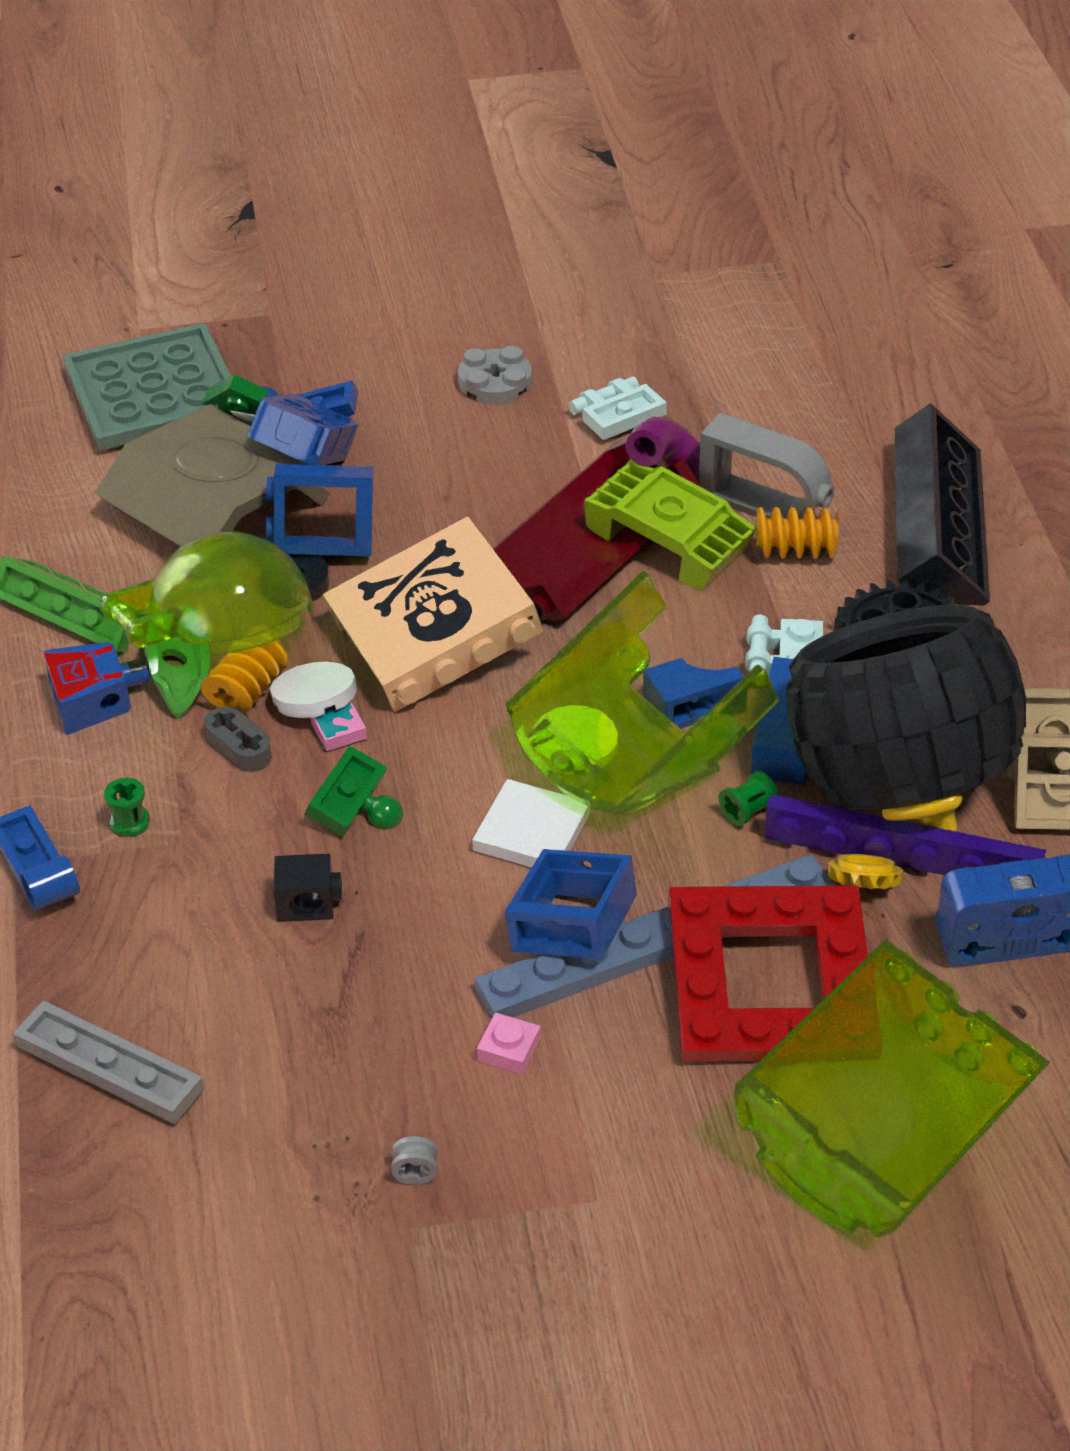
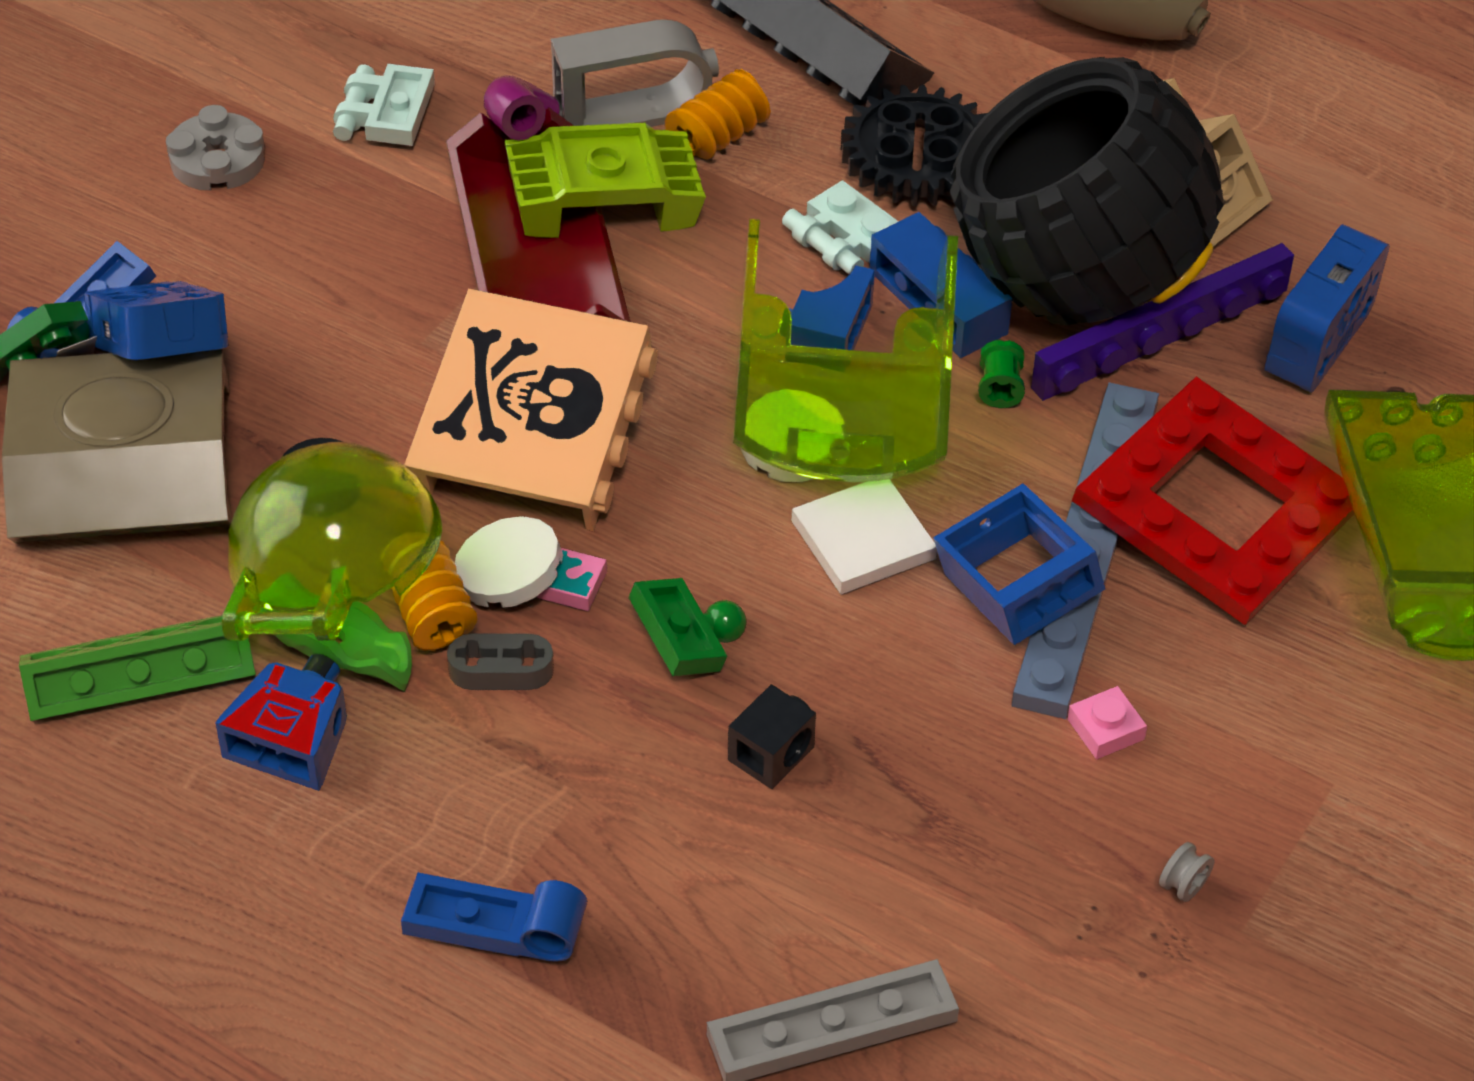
camera: 50 degrees left, 5 degrees up
(127, 807) = (506, 795): green bush -> none
(321, 476) = (331, 369): blue window -> none
(865, 871) = (1173, 363): yellow gear -> none

